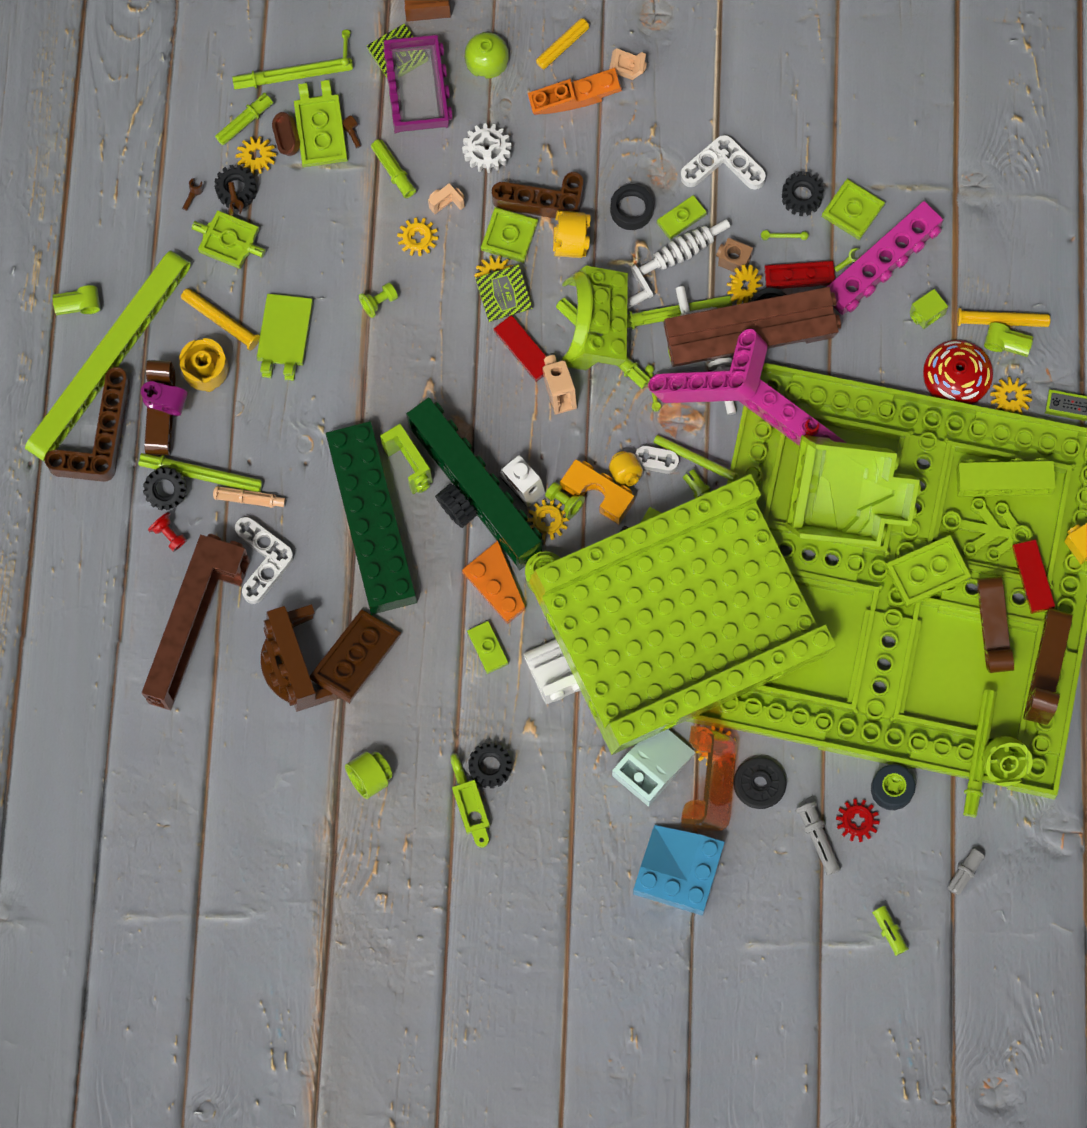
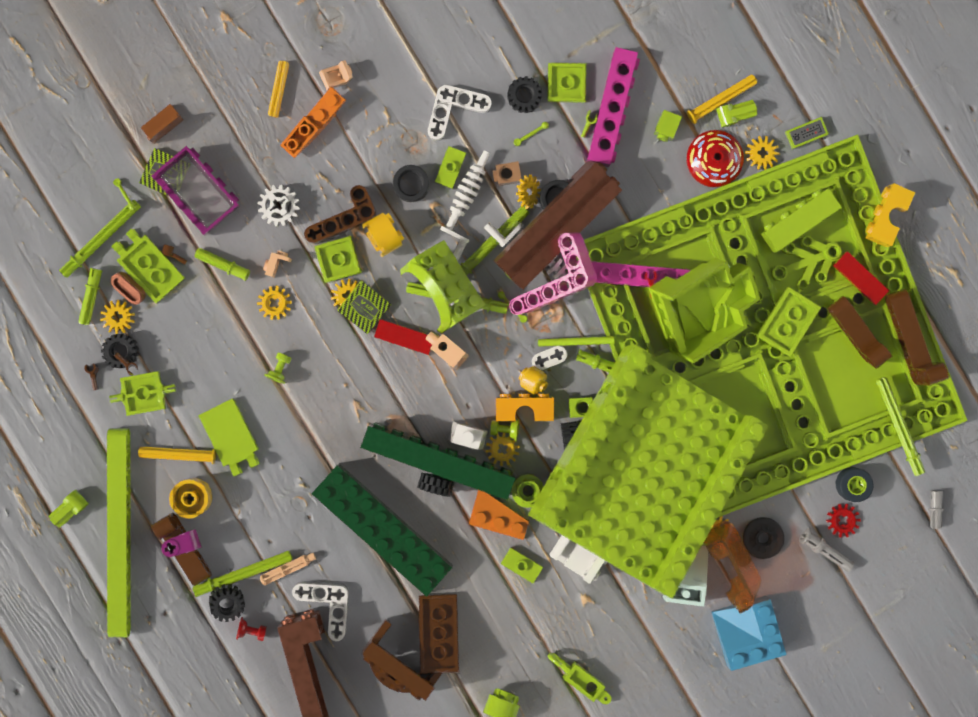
camera: 35 degrees left, 15 degrees up
(103, 435) = (155, 592): reddish brown beam -> none
(398, 440) = (381, 469): lime panel -> none
(483, 752) = (581, 656): black tyre -> none
(486, 55) = (230, 133): lime cylinder -> none
(799, 275) = (560, 157): red tile -> none
(882, 915) = (911, 581): lime pin -> none
(1006, 760) = (924, 423): lime cylinder -> none

